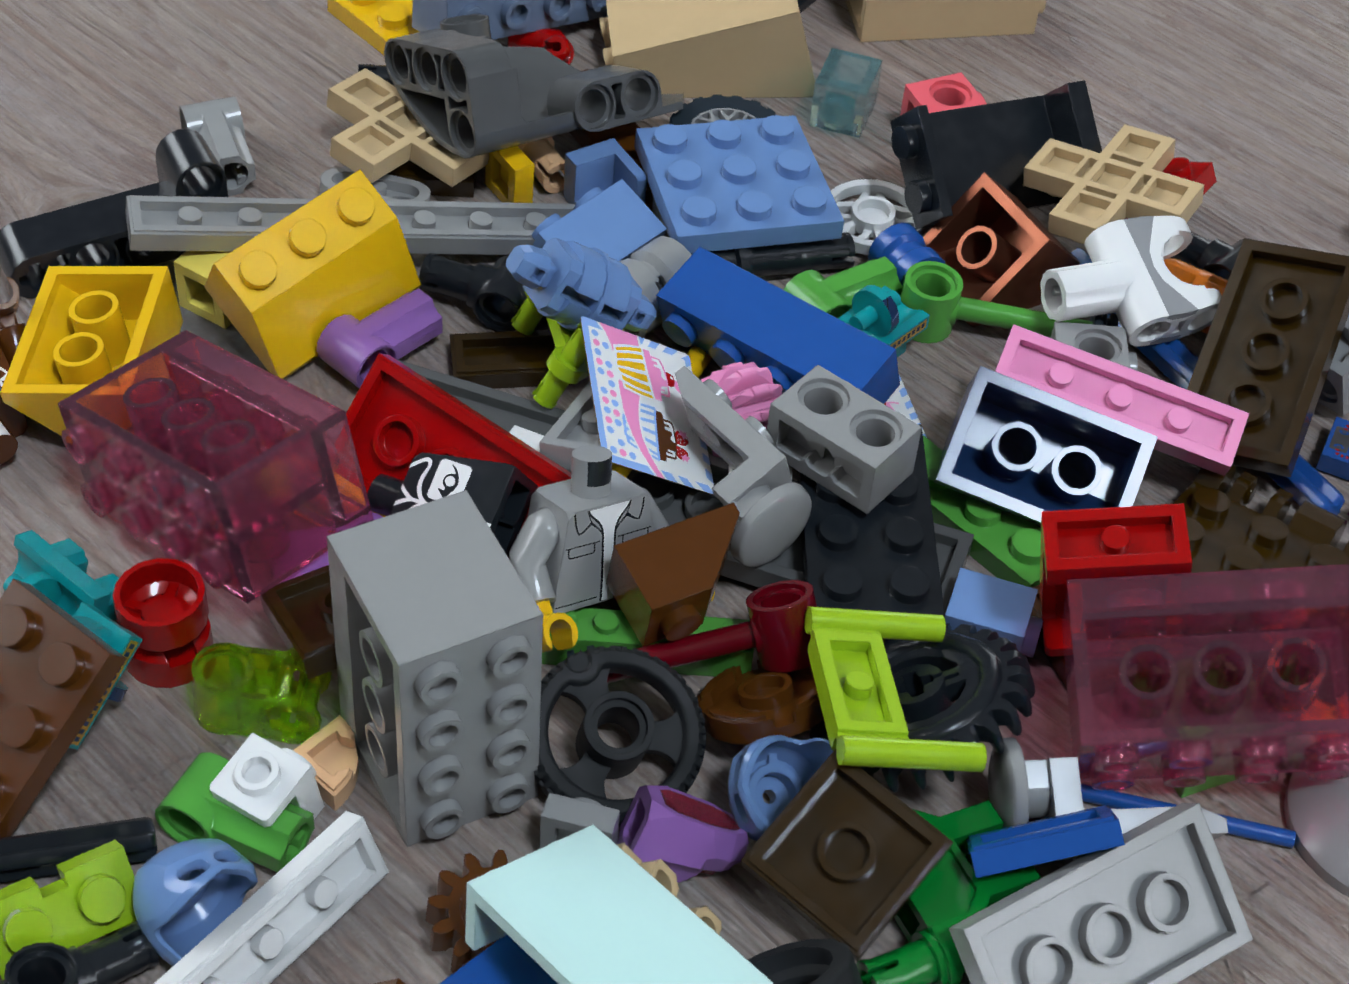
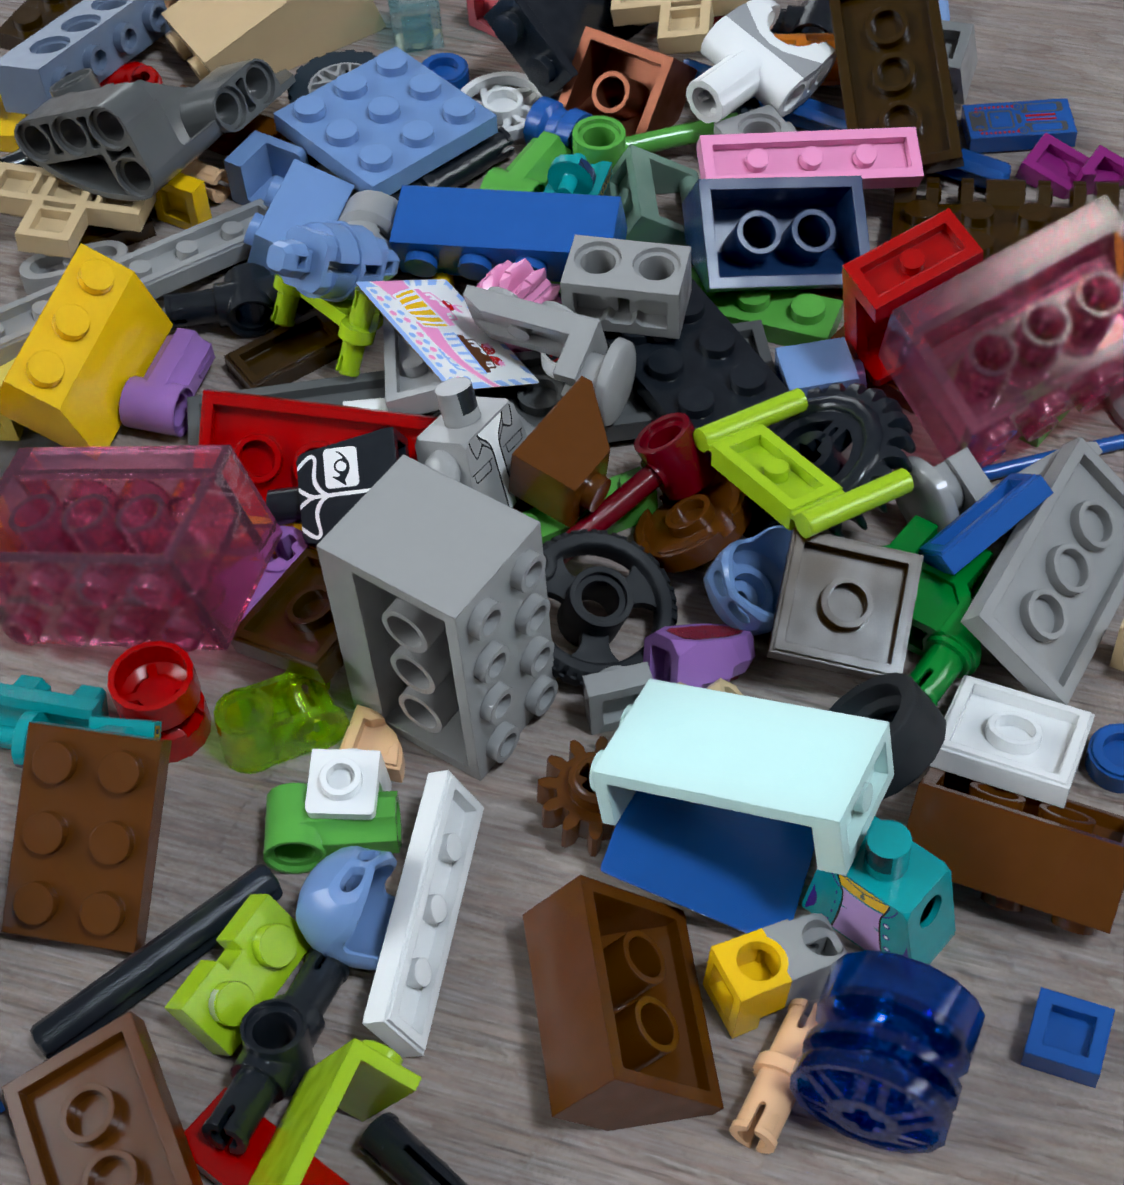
camera: 20 degrees left, 5 degrees up
(840, 161) = (449, 67): none -> blue tile
(945, 340) = (637, 180): none -> sand green tile

